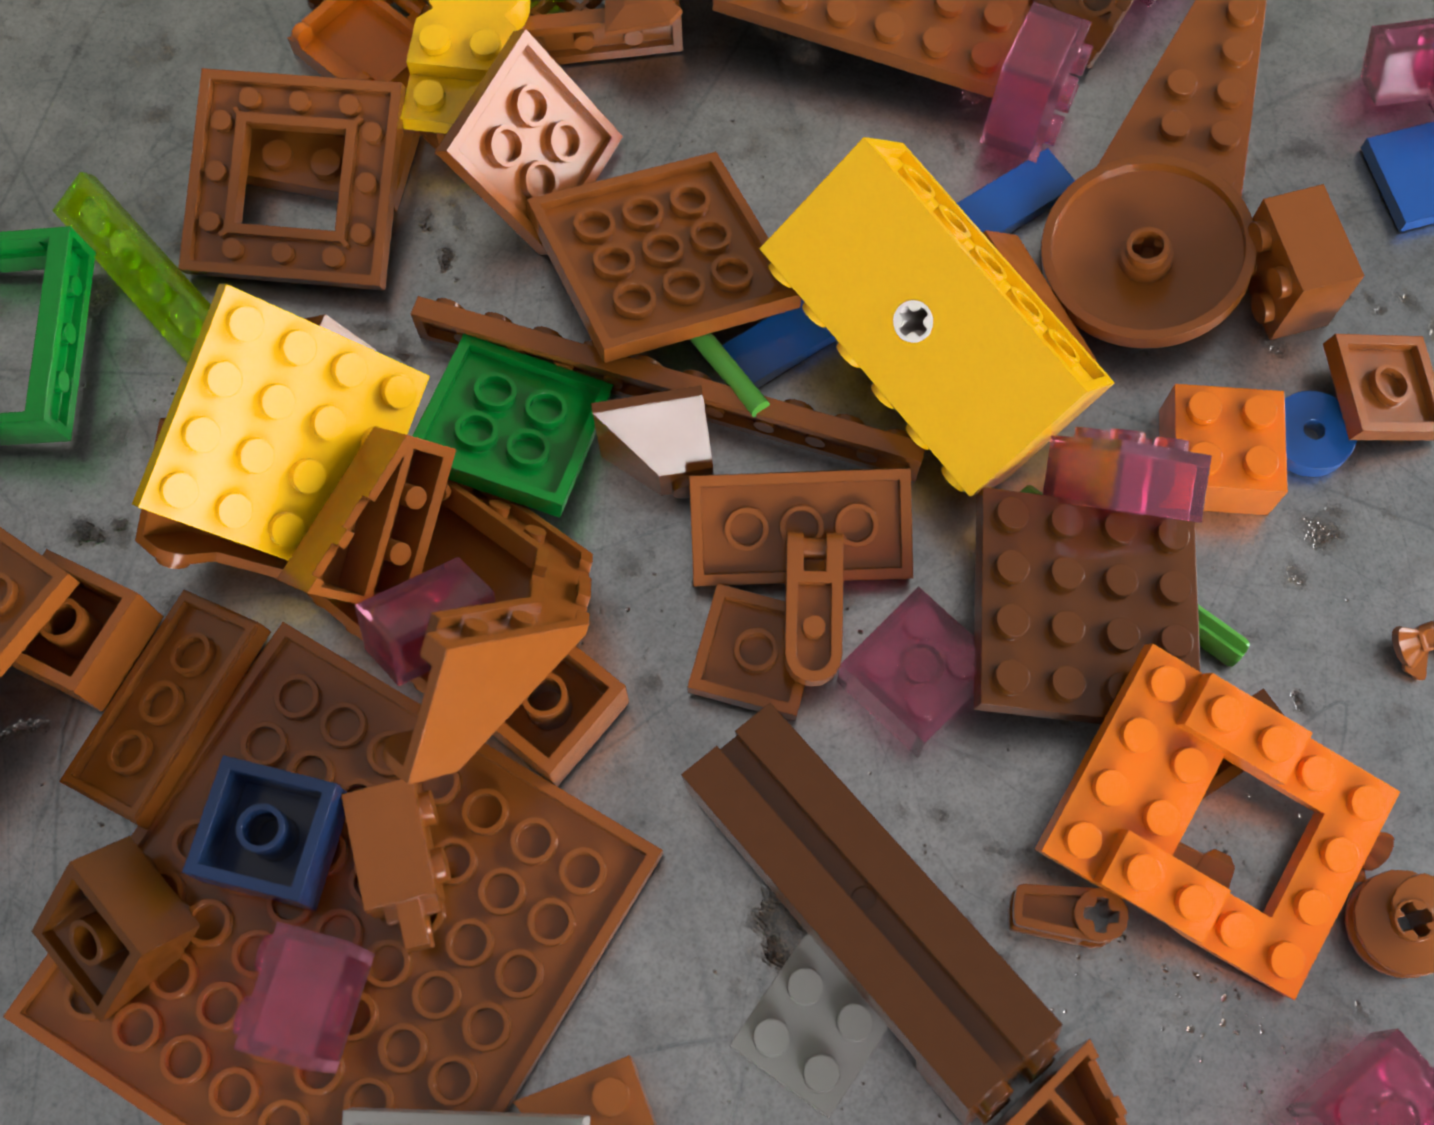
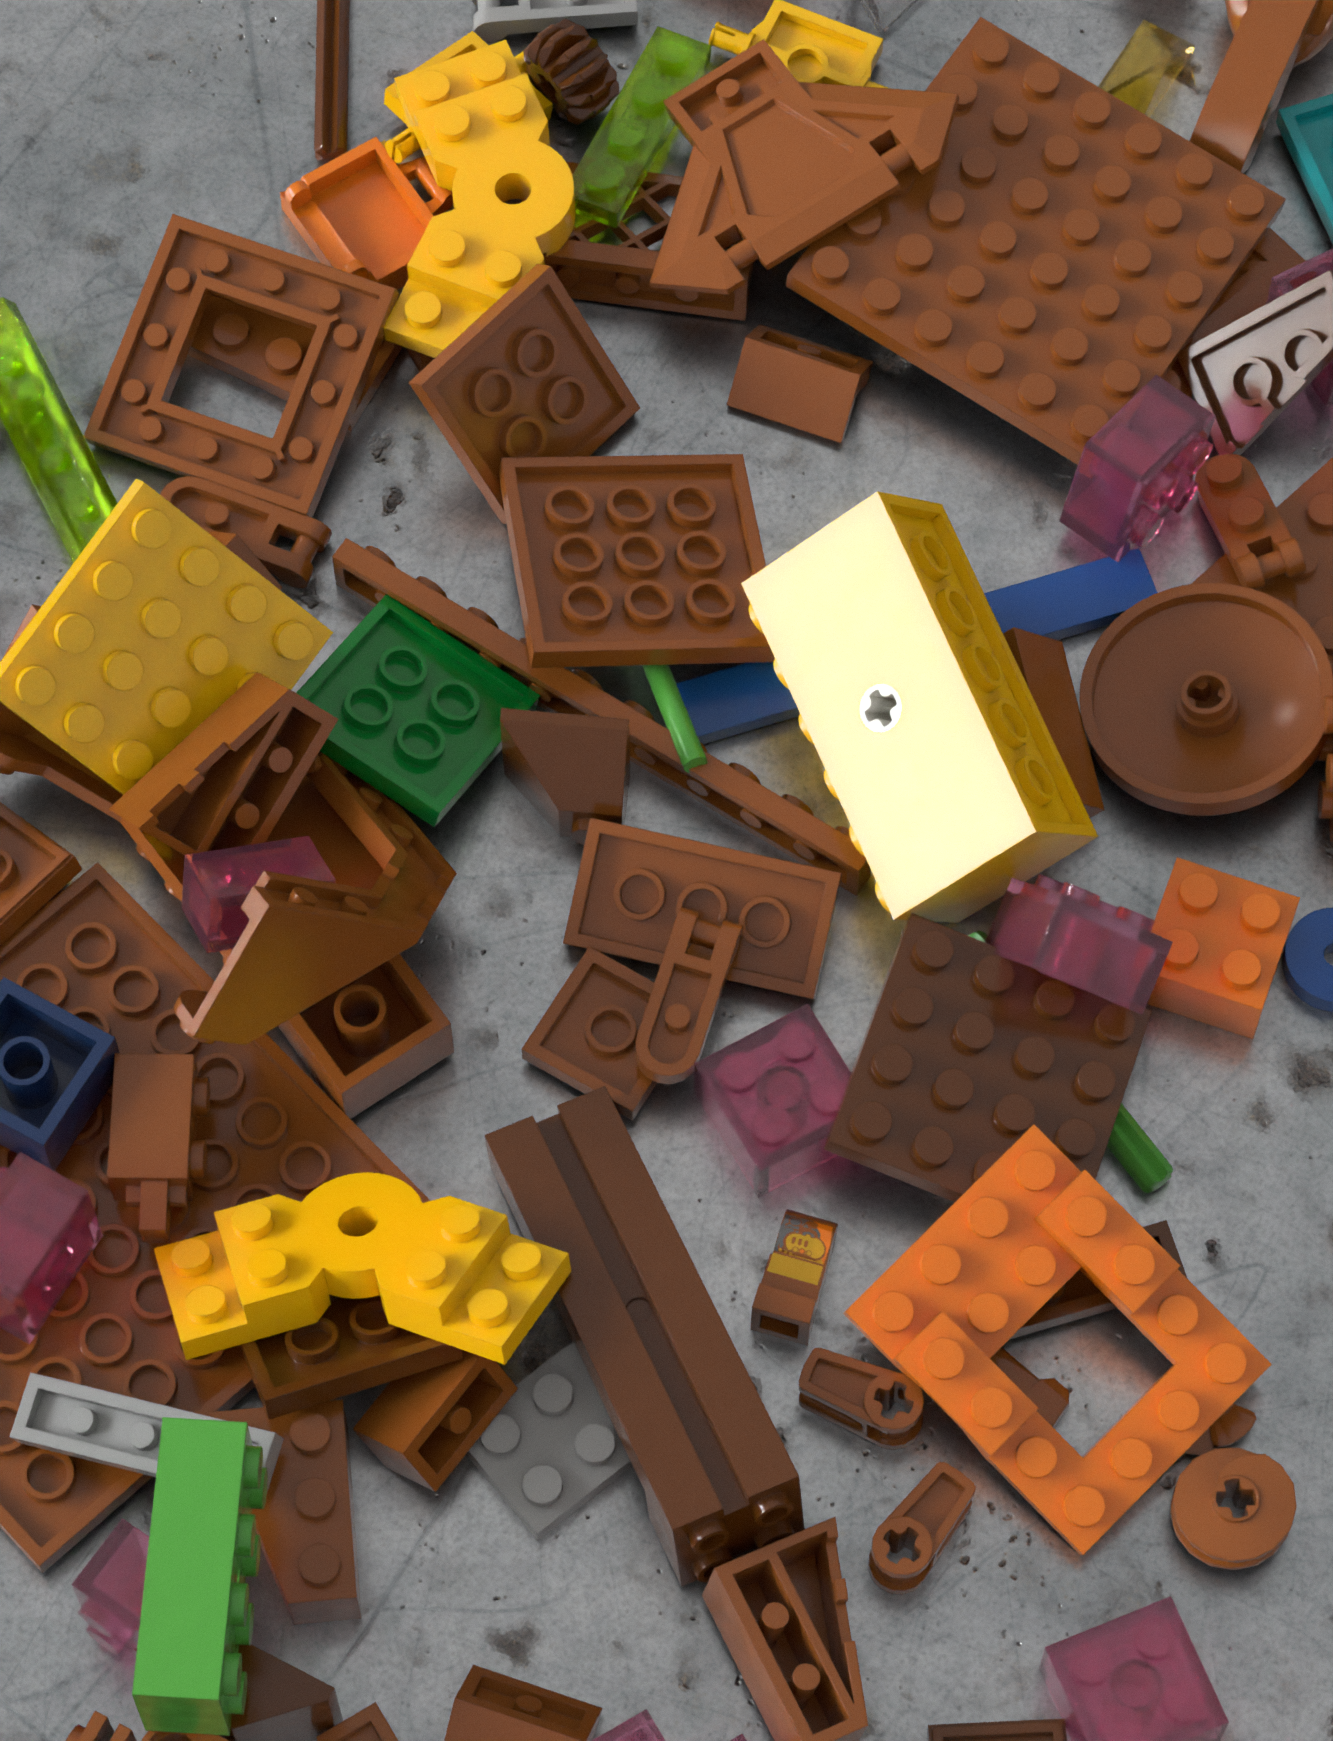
camera: 15 degrees right, 5 degrees down
(341, 303) = (256, 523): none -> dark orange plate
(615, 996) = (338, 1356): none -> reddish brown plate
(681, 911) = (435, 1264): none -> yellow plate
(710, 1032) = (434, 1417): none -> dark orange brick
(741, 87) = (798, 382): none -> dark orange panel
(975, 822) = (794, 1278): none -> dark orange leg
(1129, 107) = (1247, 521): none -> dark orange plate
(1154, 1010) = (923, 1525): none -> dark orange piece

